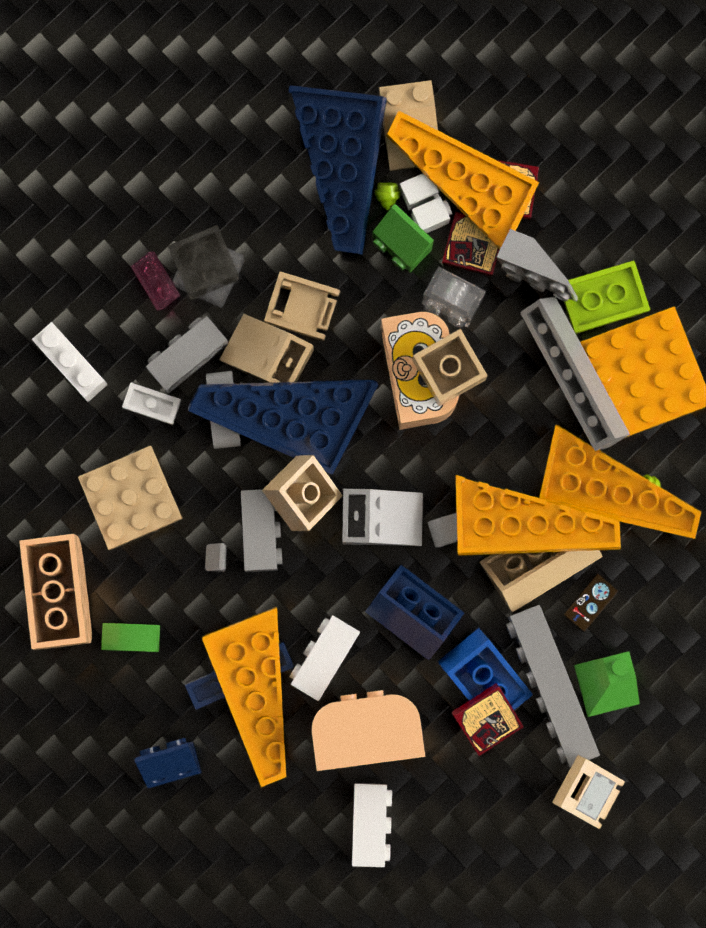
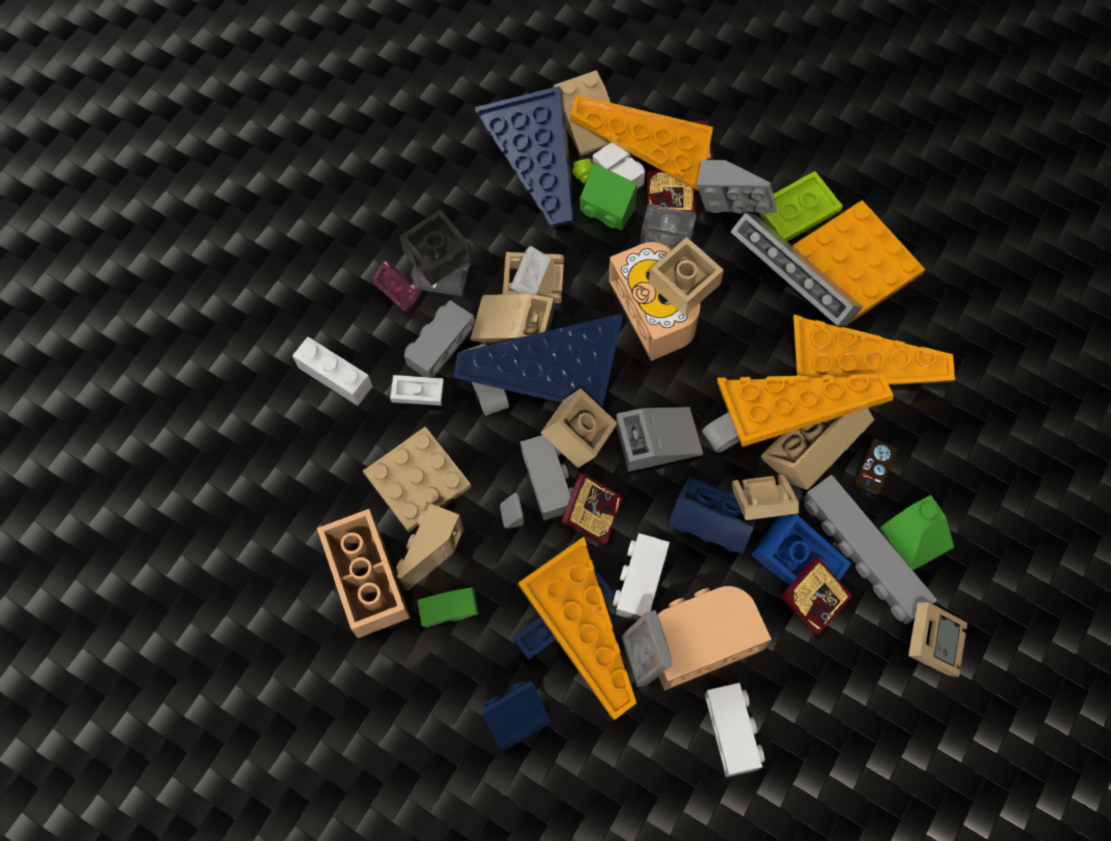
camera: 10 degrees left, 15 degrees down
(131, 572) = (433, 543): none -> tan slope
(295, 577) = (592, 509): none -> tile
(298, 305) = (530, 271): none -> white plate
(306, 733) = (646, 649): none -> light grey tile
(467, 610) = (764, 498): none -> tan container

